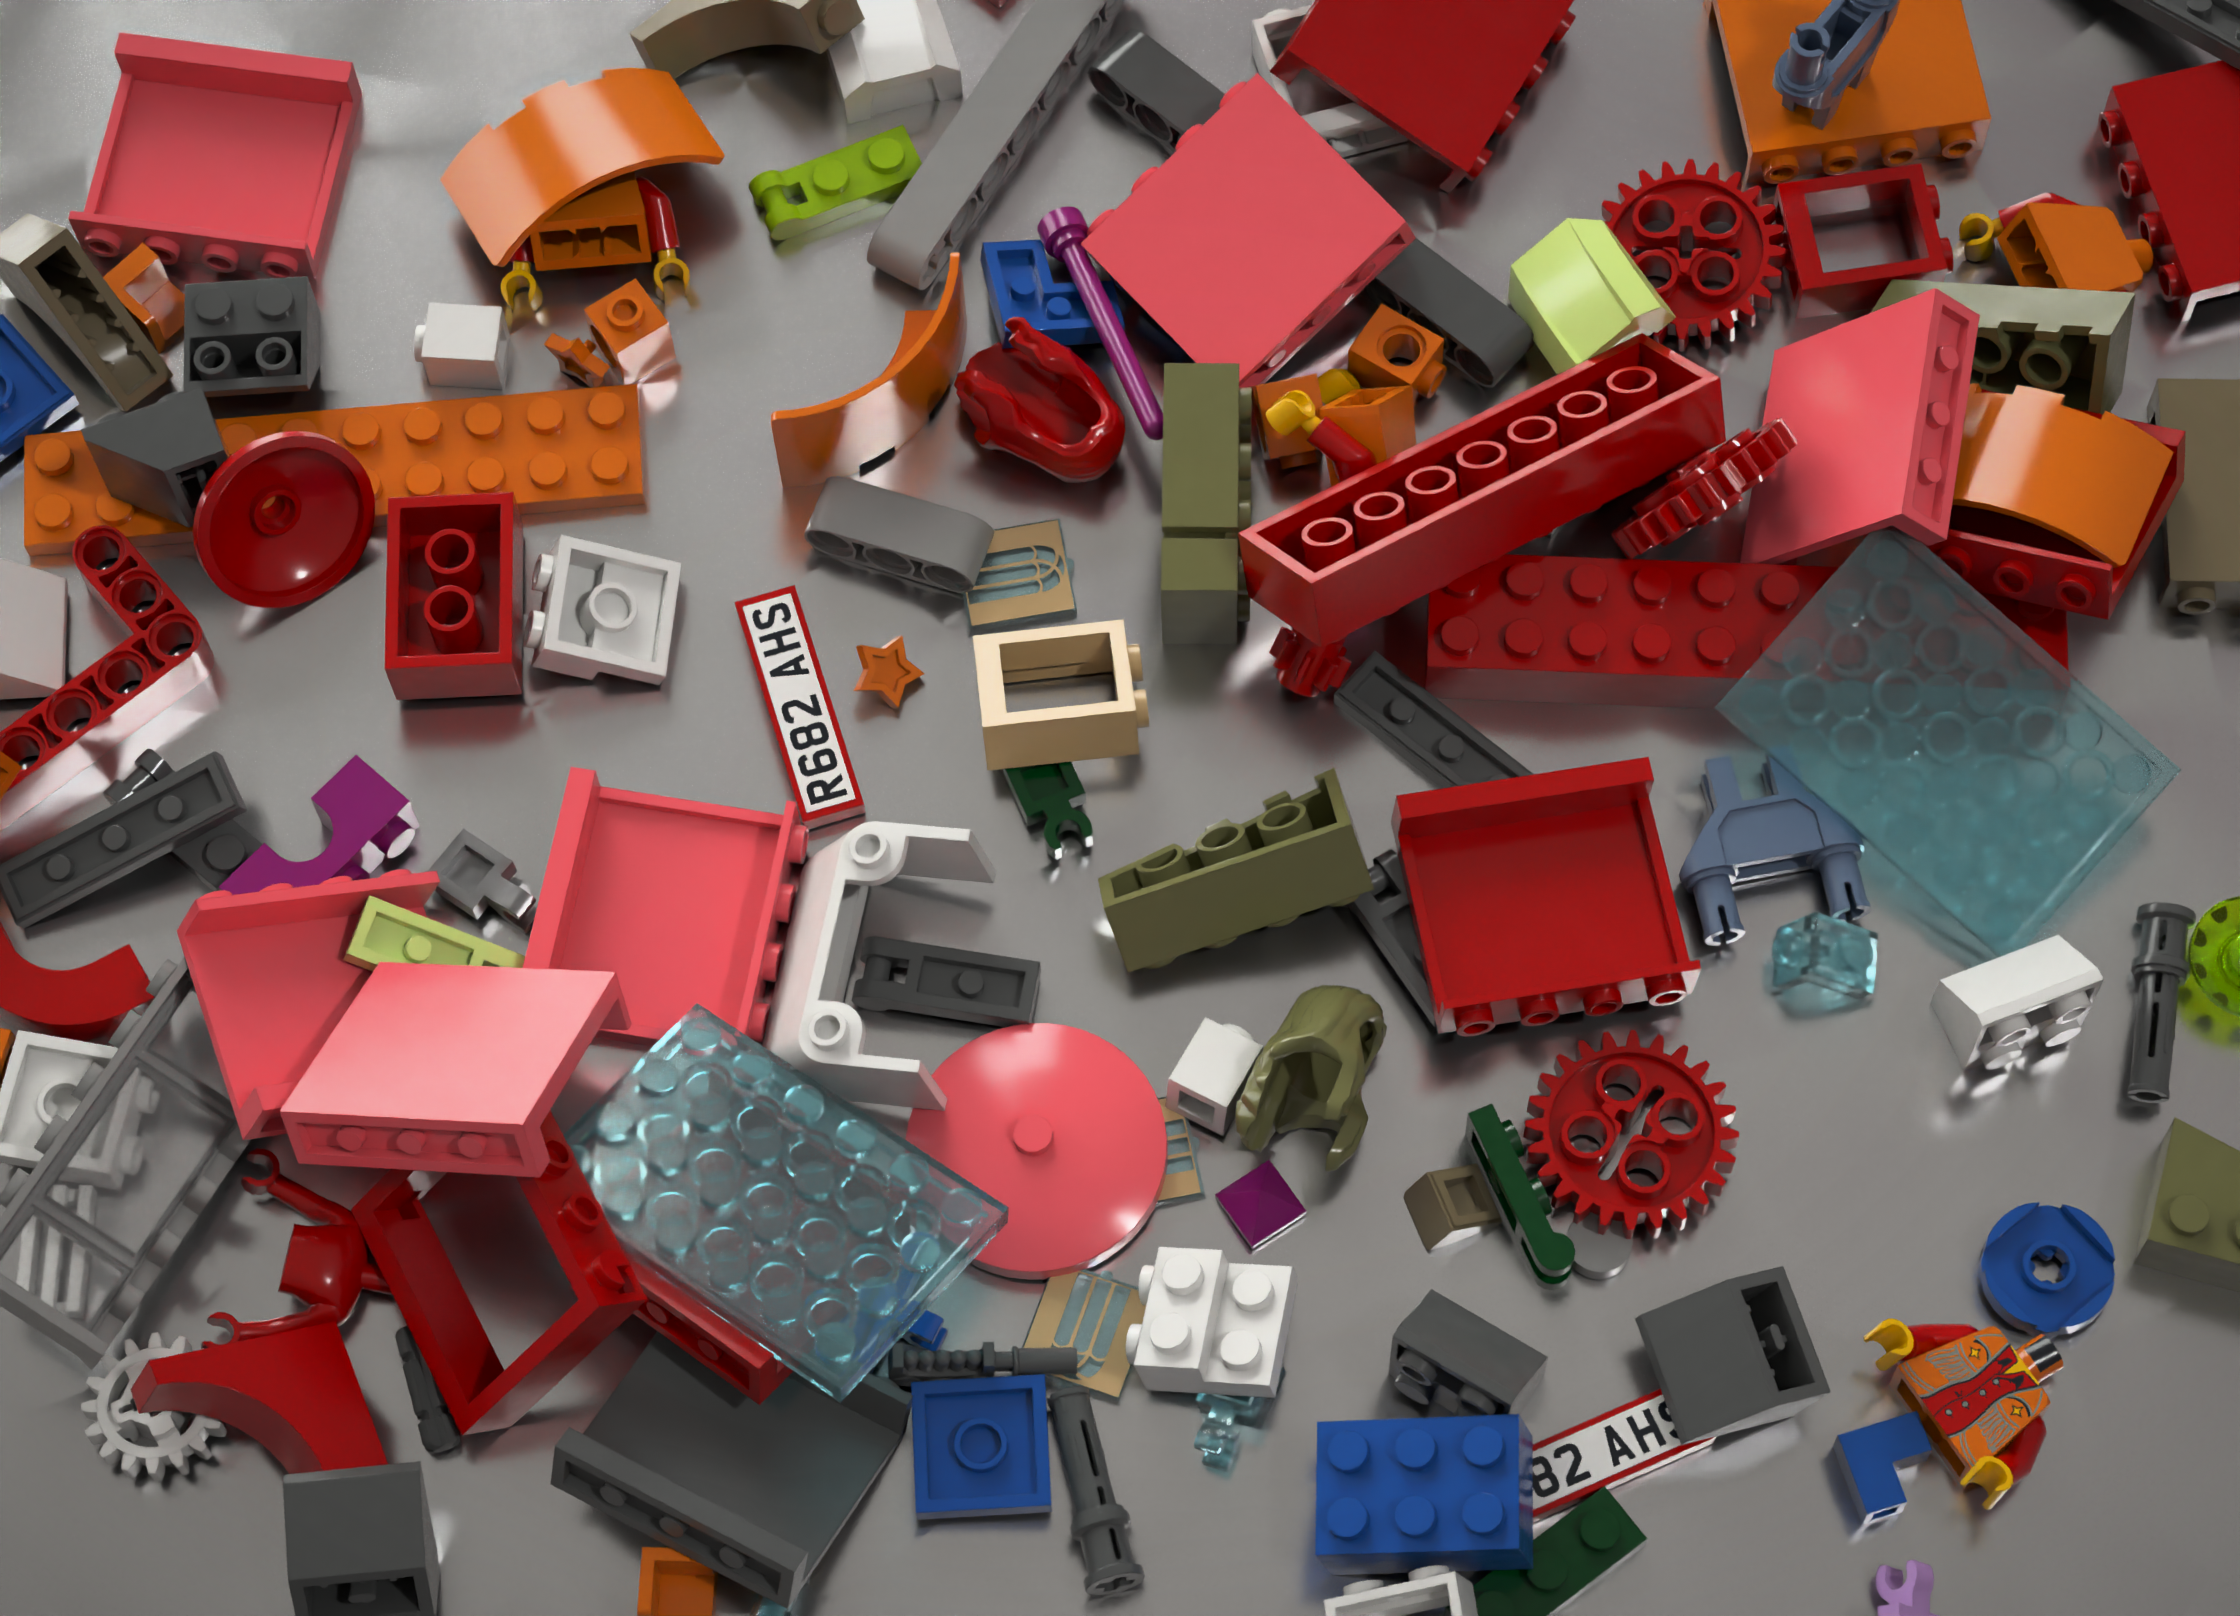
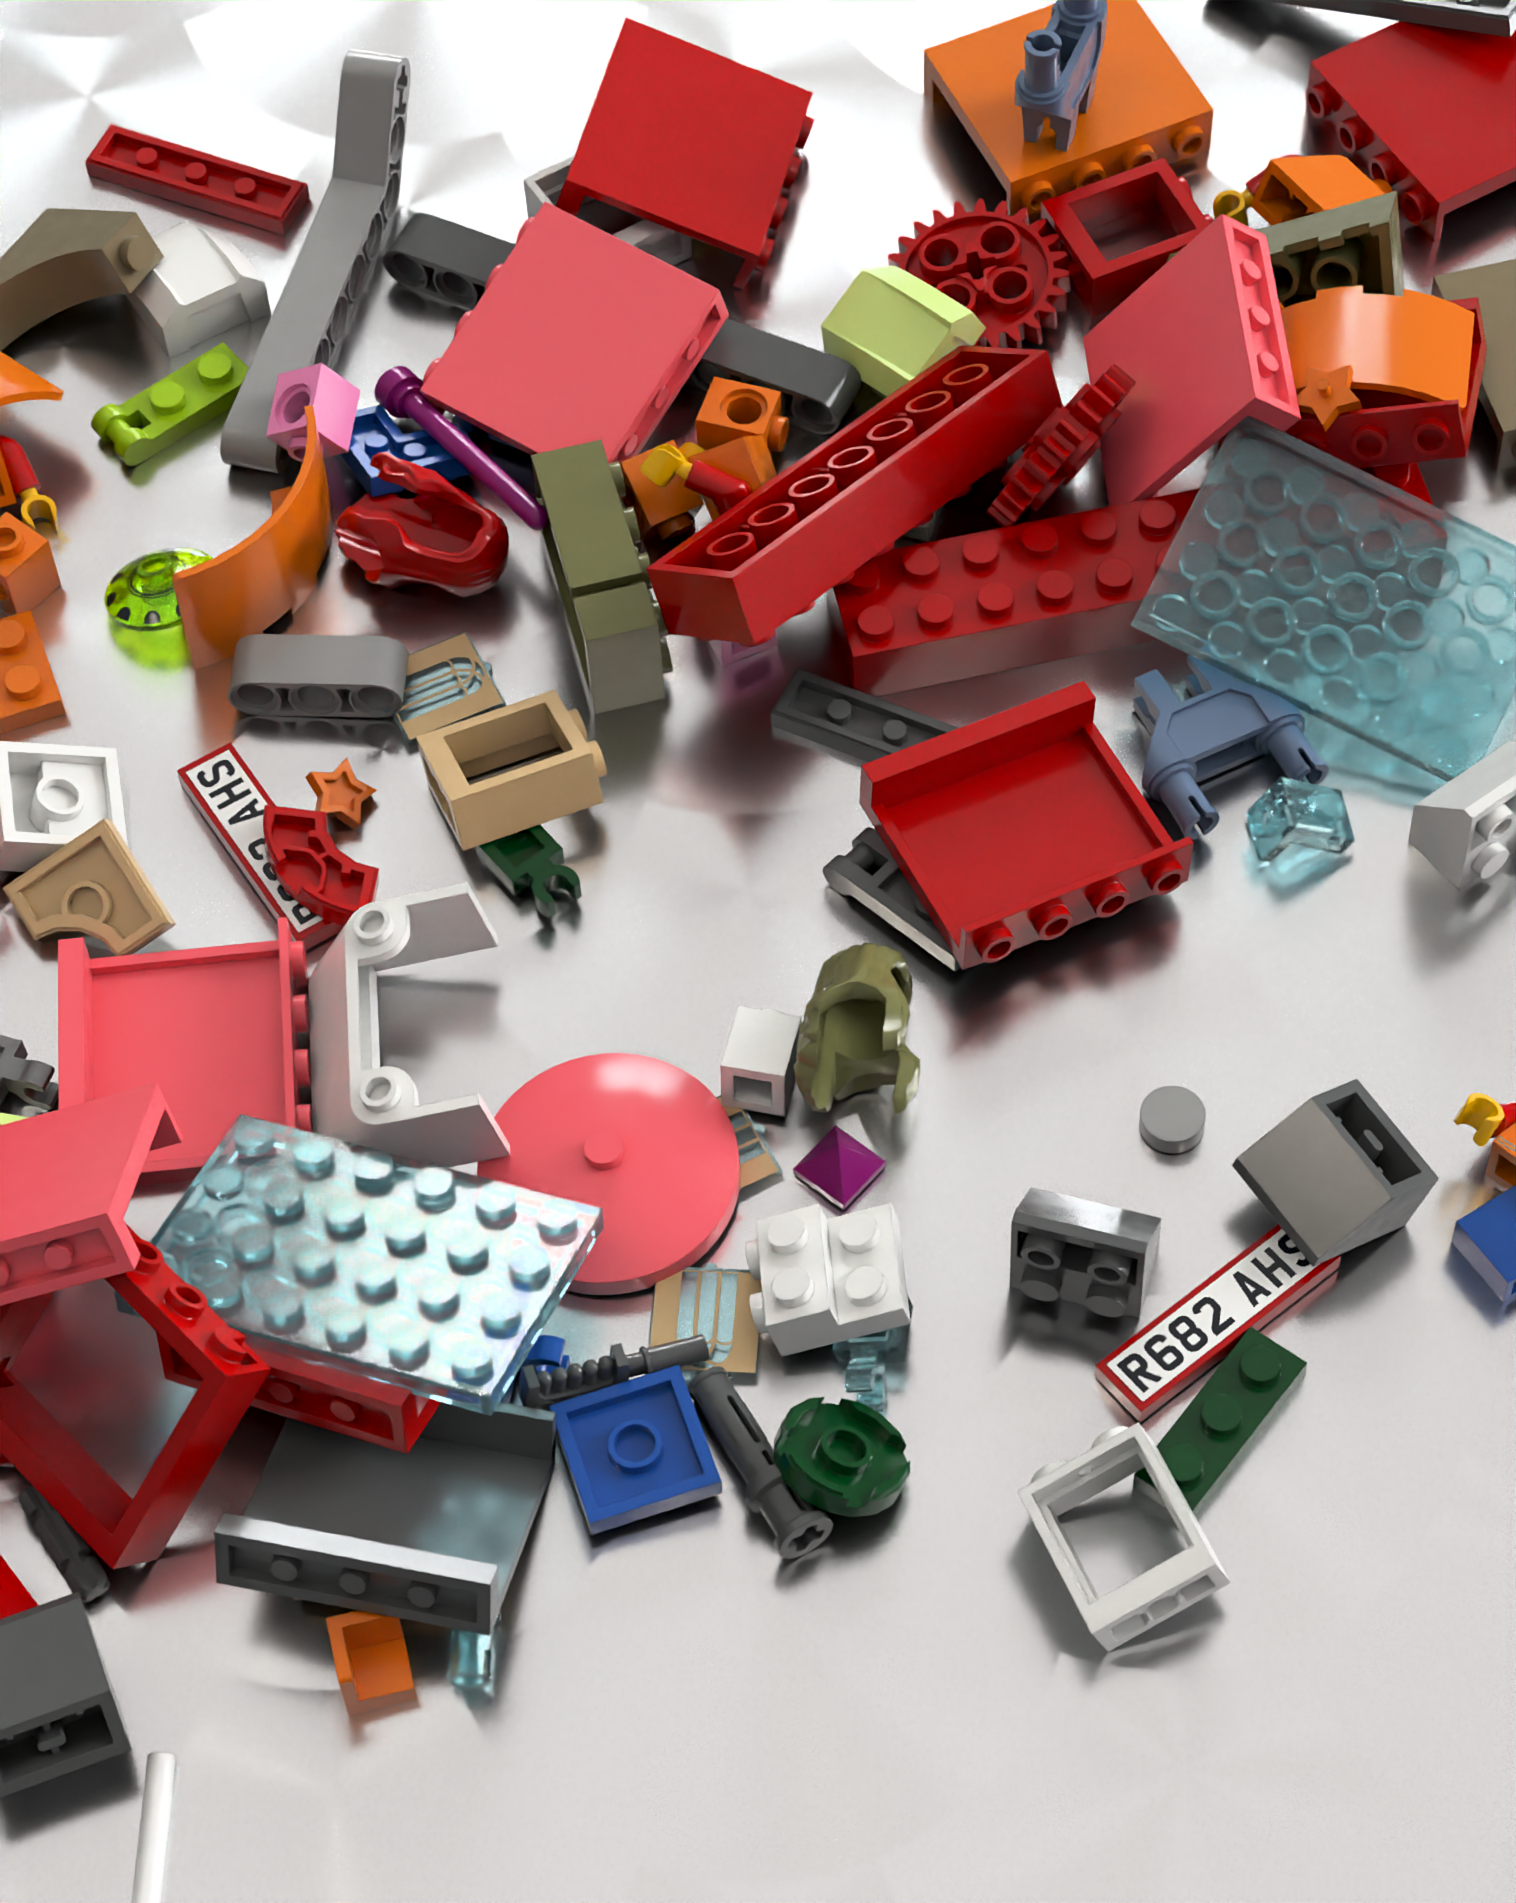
camera: 15 degrees left, 10 degrees down
(621, 717) = (94, 890): none -> tan tile
(765, 383) = (143, 591): none -> clear neon green dish
(838, 750) = (313, 867): none -> red tile
(947, 982) = (480, 1044): dark grey plate -> none
(973, 229) = (333, 405): none -> bright pink brick
(1171, 1512) = (841, 1457): none -> dark green tile
(1238, 878) = (732, 881): olive wedge -> none
(1305, 665) = (739, 684): red gear -> none
(1424, 1494) = (1081, 1367): blue brick -> none
(1451, 1205) = (1021, 1122): dark tan slope -> none
(1521, 1200) = (1086, 1095): dark green plate -> none
(1681, 1162) = (1229, 1027): red gear -> none
(1984, 518) = (1328, 394): none -> orange piece

